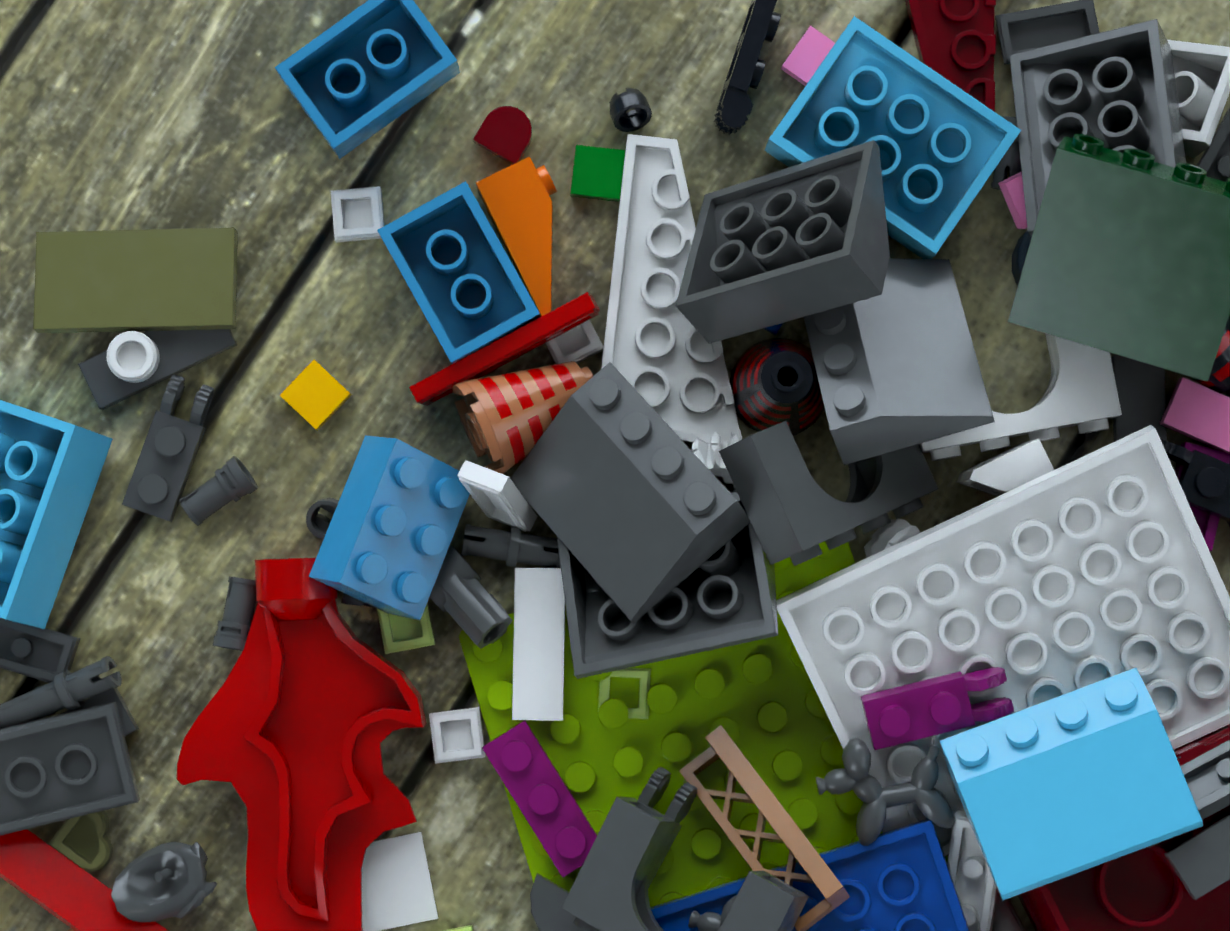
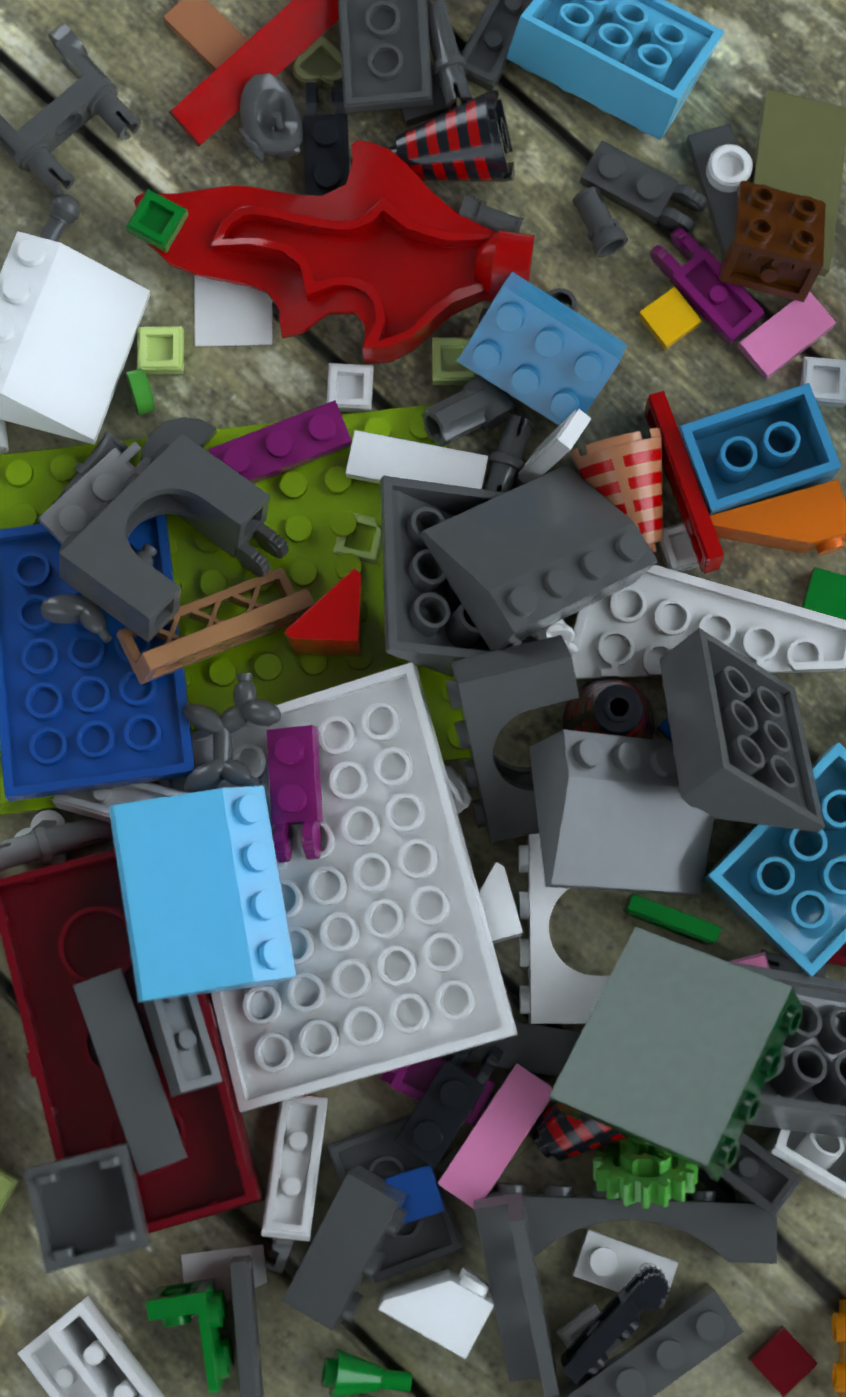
camera: 105 degrees right, 5 degrees down
(159, 661) = (461, 143): none -> black cone
(181, 814) = (325, 143): none -> black hinge
(213, 291) = (775, 242): none -> reddish brown bracket
(274, 357) = (721, 304): none -> magenta hinge
(311, 263) = (786, 335): none -> bright pink tile
(741, 698) = (332, 623): none -> red slope
(981, 282) = (671, 920): none -> green tile

